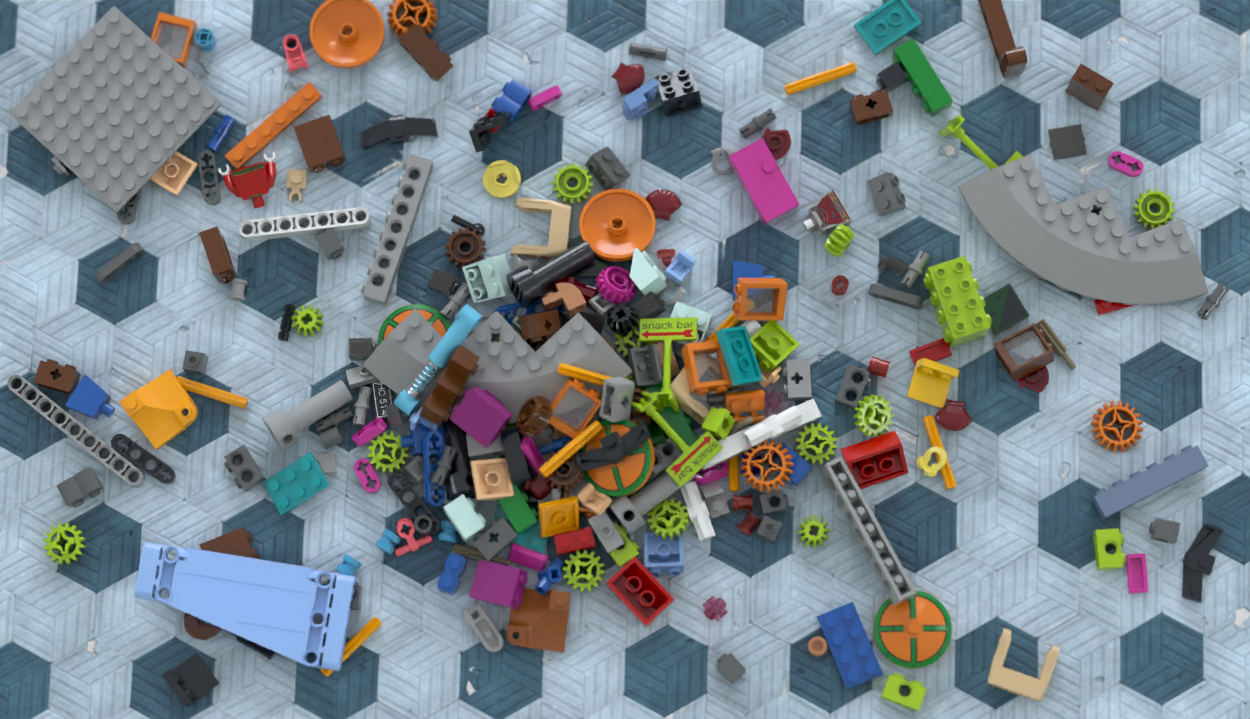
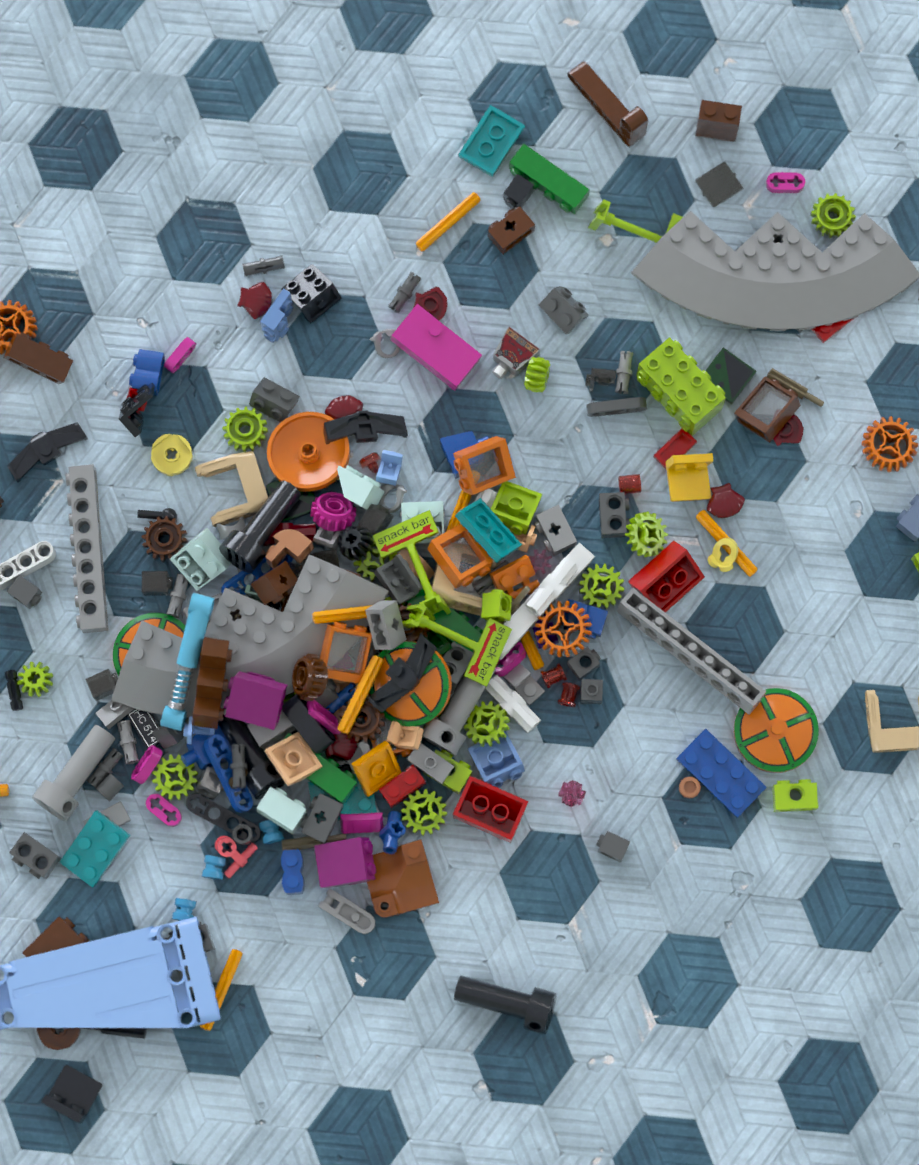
camera: 25 degrees left, 0 degrees up
(673, 224) = (364, 426): none -> black plate
(820, 534) = (645, 676): lime gear -> none
(837, 280) = (551, 416): clear red bush -> none

